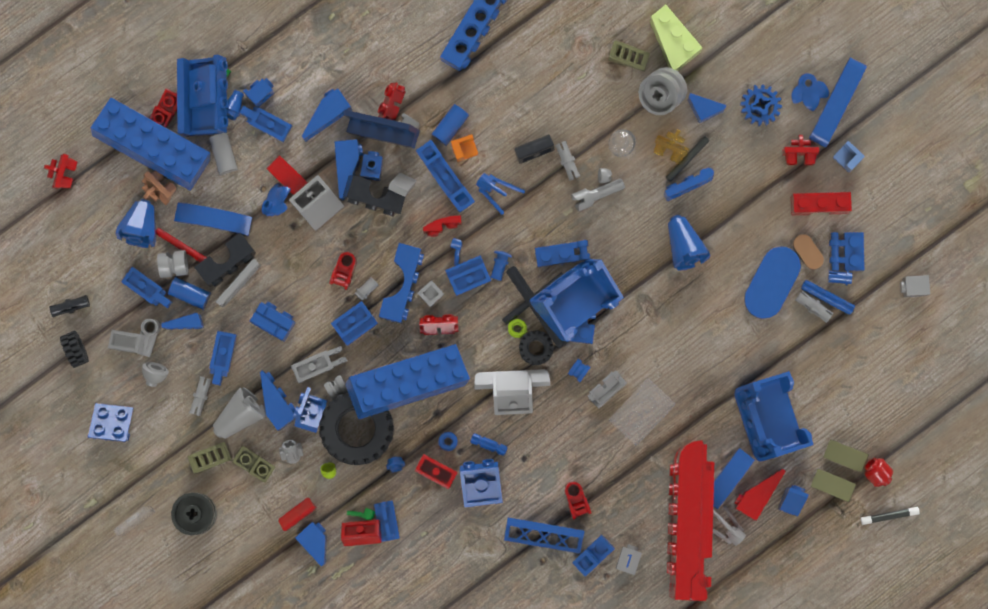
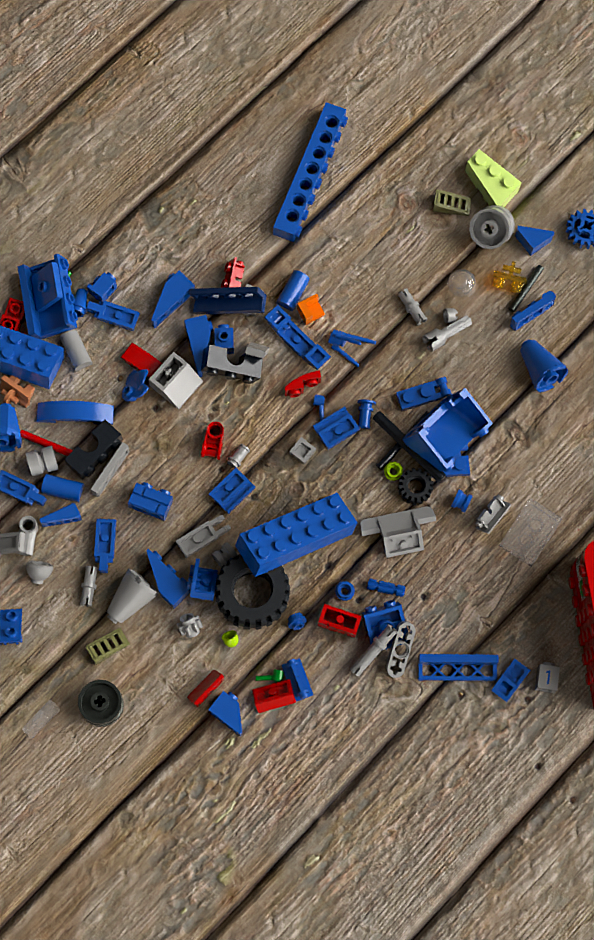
camera: 20 degrees left, 10 degrees down
(253, 464) = (153, 645): olive slope -> none
(394, 307) = (268, 468): blue arch -> none
(430, 323) = (308, 480): red hinge -> none
(470, 501) = (373, 650): none -> light grey pin
(491, 517) = (401, 664): none -> light grey beam
(534, 149) = (378, 300): black brick -> none
(577, 501) = (484, 628): red piece -> none

